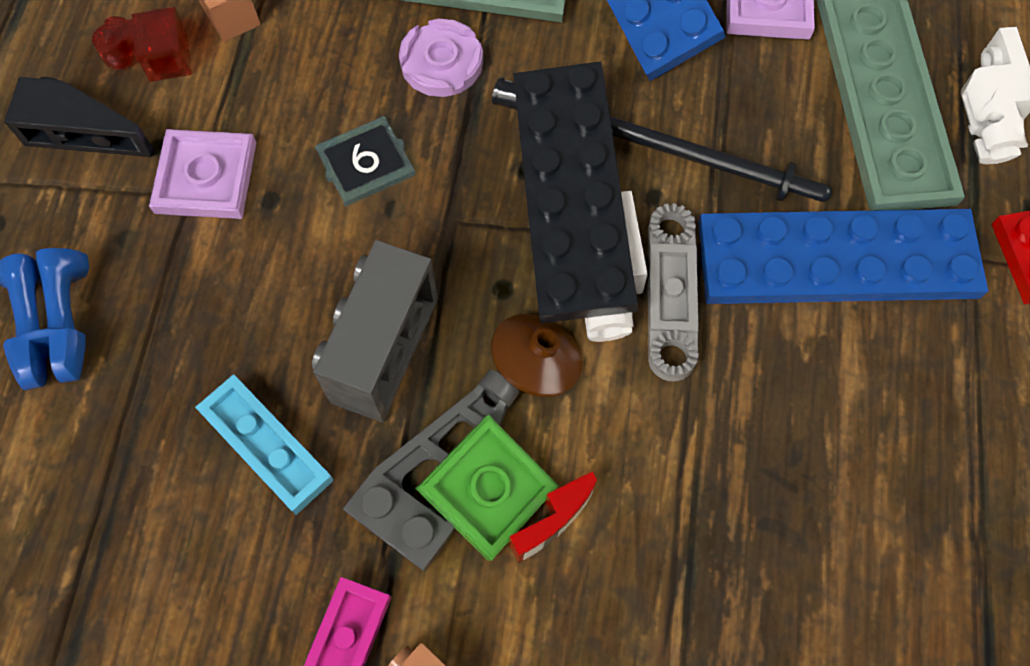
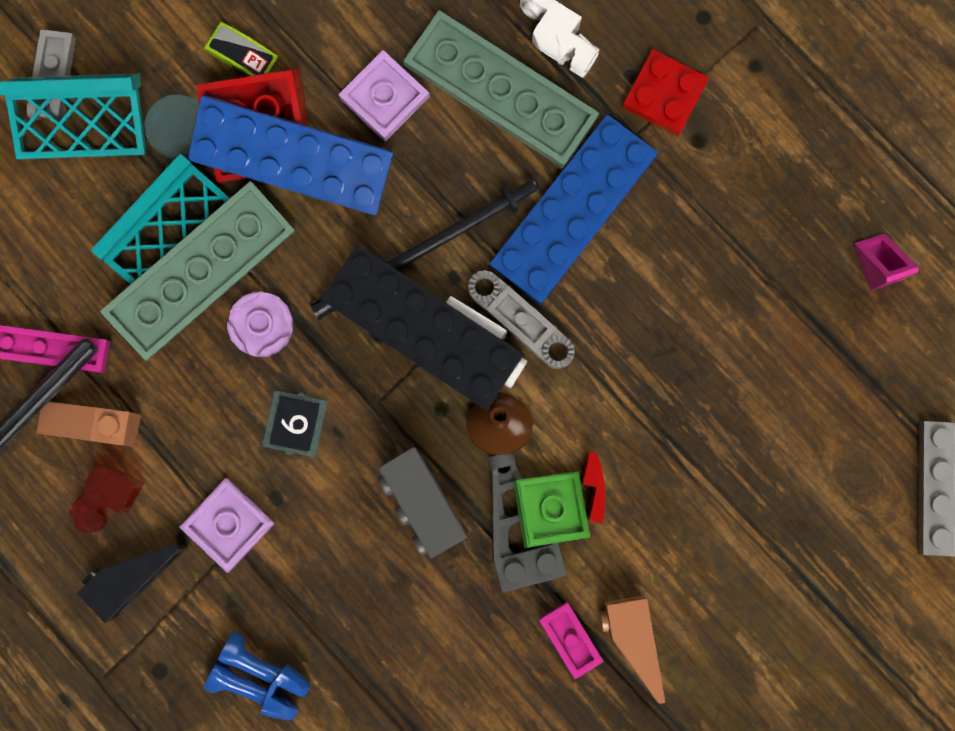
camera: 50 degrees left, 15 degrees up
(265, 444) = (432, 608): medium azure plate -> none

